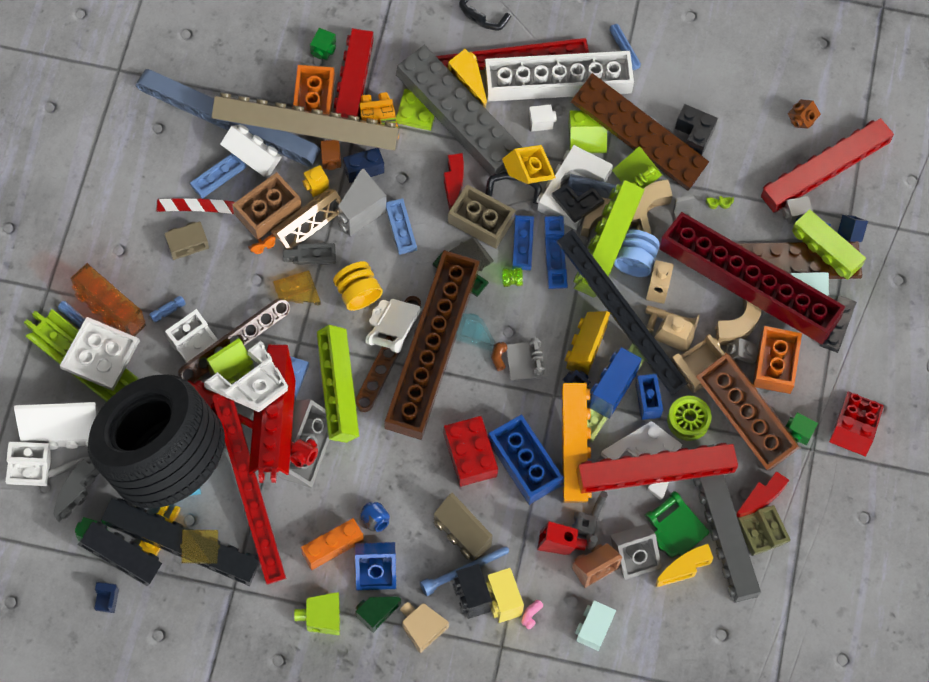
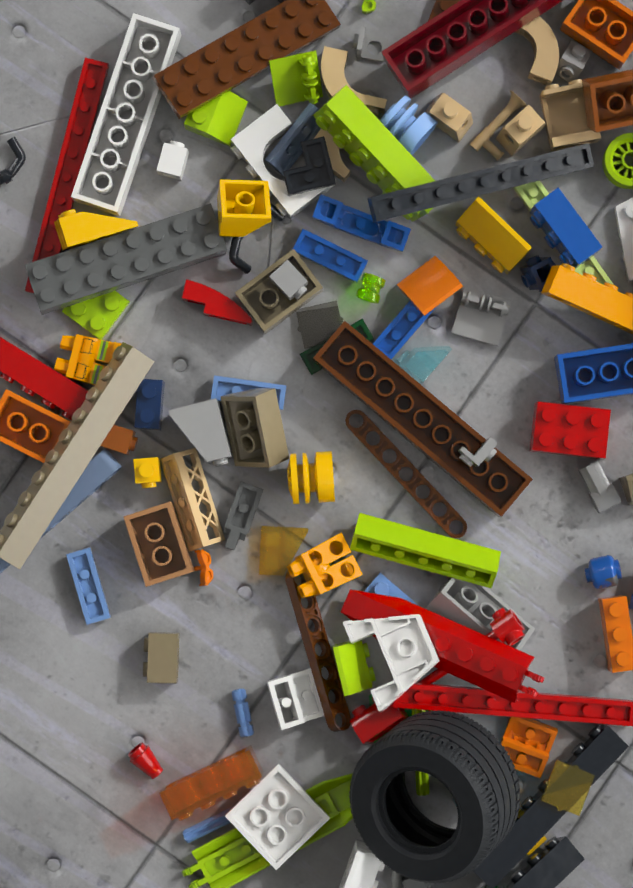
camera: 60 degrees left, 20 degrees up
(107, 256) = (145, 760): none -> red cone
(202, 205) = (116, 628): sticker -> none
(221, 513) = (528, 744): none -> orange slope
(251, 150) = (76, 534): white brick -> none
(297, 320) = (316, 569): none -> light orange hips
(378, 236) = (255, 428): none -> dark tan slope
(392, 319) = (370, 451): white piece -> none
(424, 385) = (485, 453): none -> light grey bracket
(434, 493) = (601, 491): none -> light grey piece
(491, 211) = (289, 281): none -> light grey brick
(495, 310) = (400, 330): none -> blue plate
(496, 355) = (461, 348): dark orange arm -> none
(532, 313) = (429, 285): none -> orange slope
(624, 45) = (111, 14): medium blue axle -> none
(649, 396) = (590, 196): blue brick -> none

